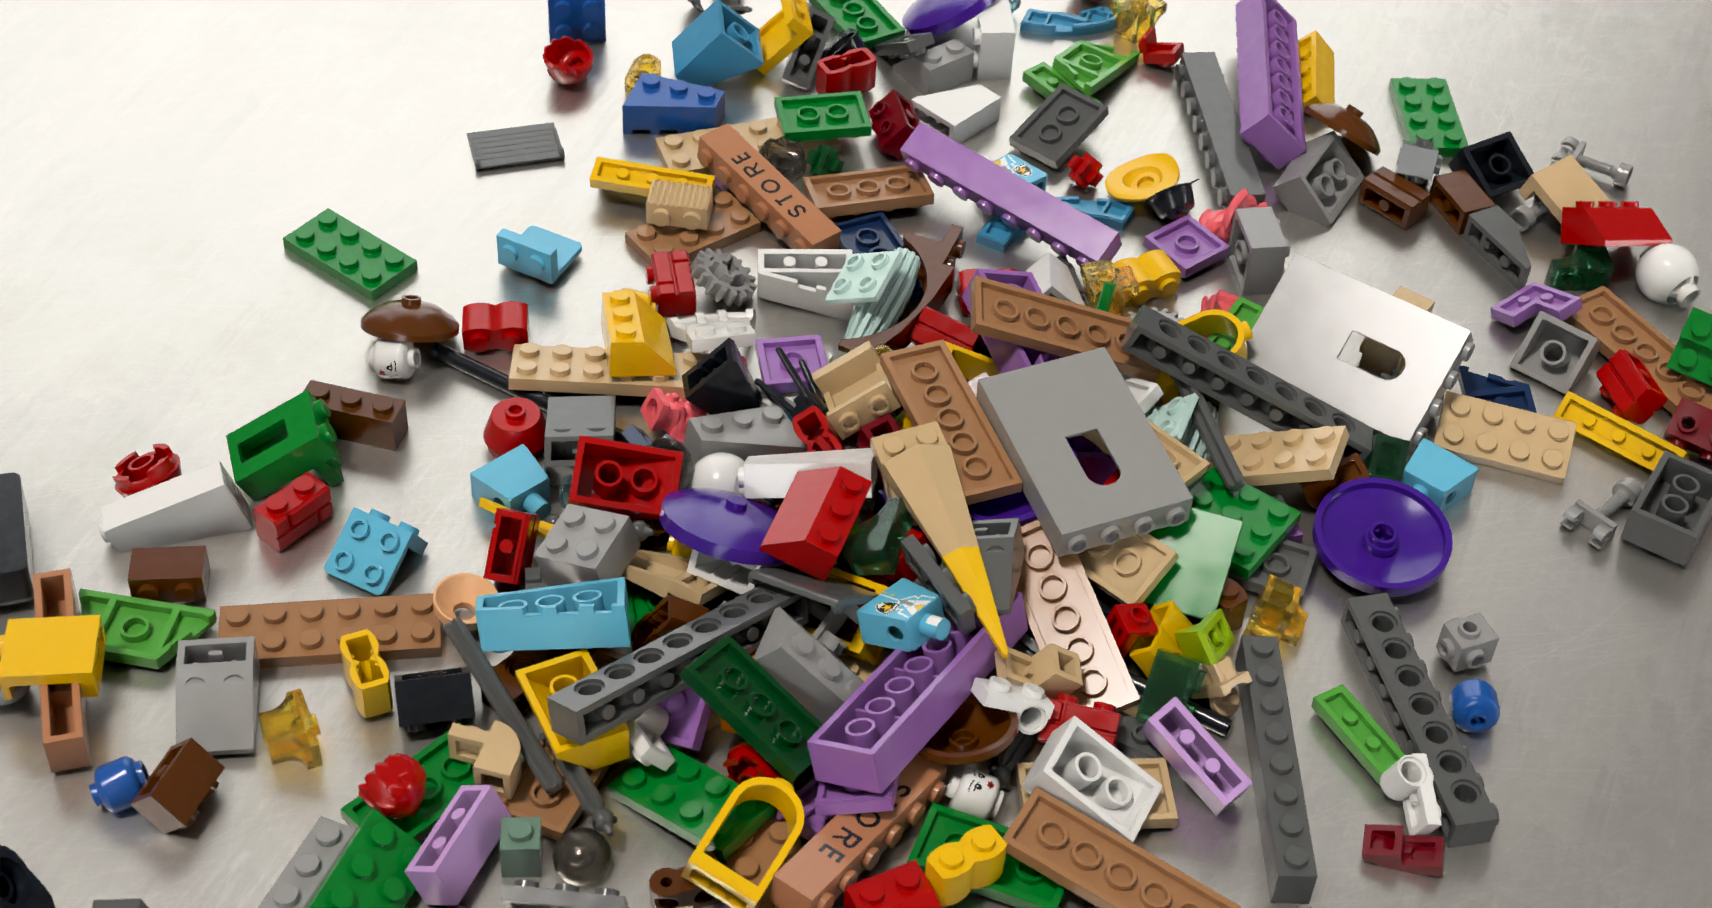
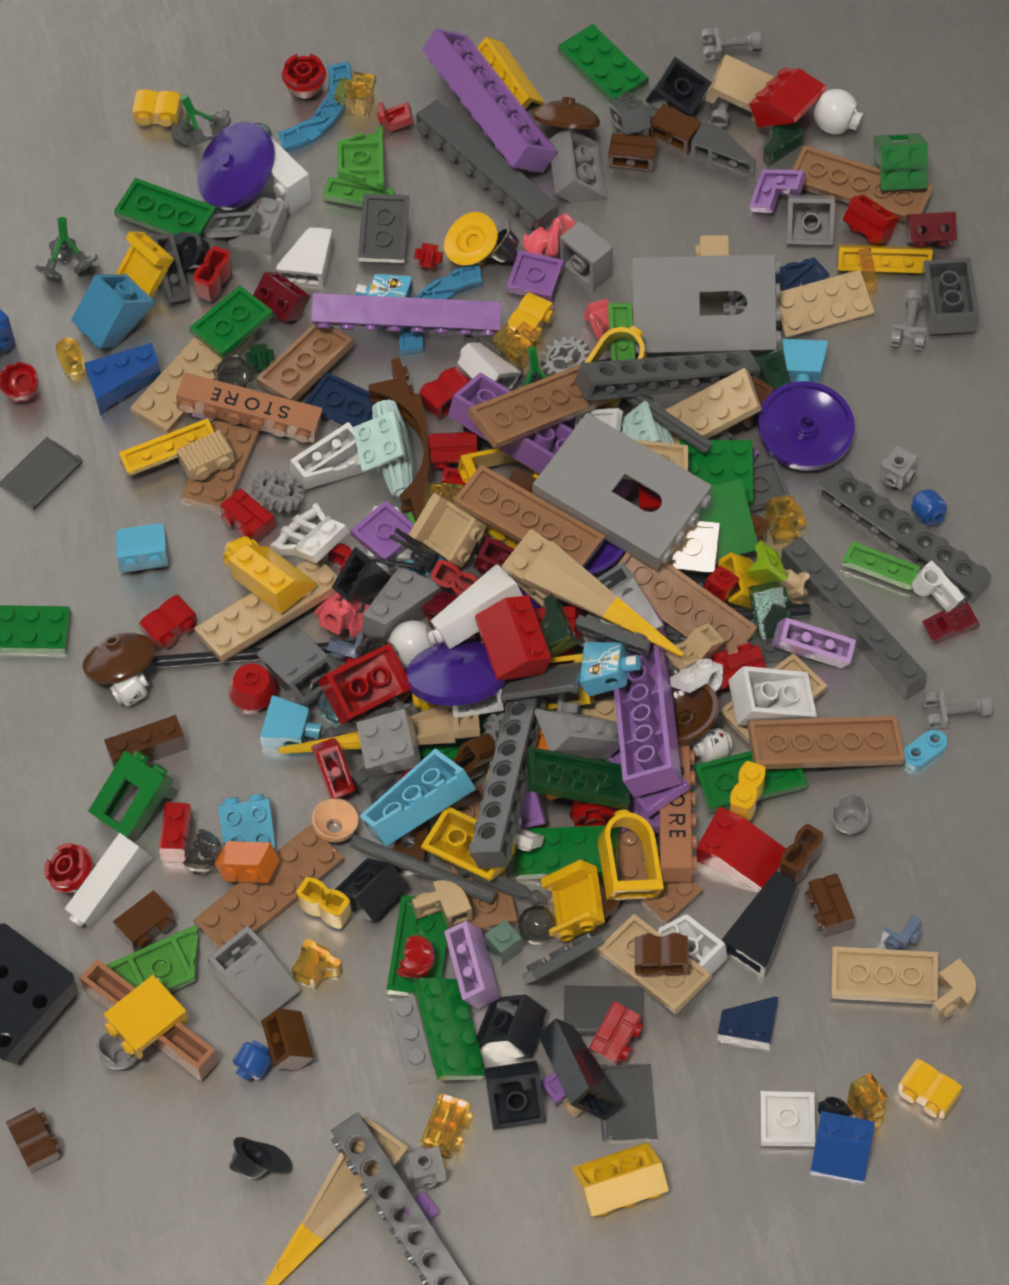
camera: 30 degrees left, 15 degrees up
(294, 544) = (204, 855): none -> clear smoke hair
(328, 580) = (247, 862): none -> orange brick
(660, 841) = (575, 899): none -> yellow panel
(1587, 431) = (868, 269): none -> clear yellow beam

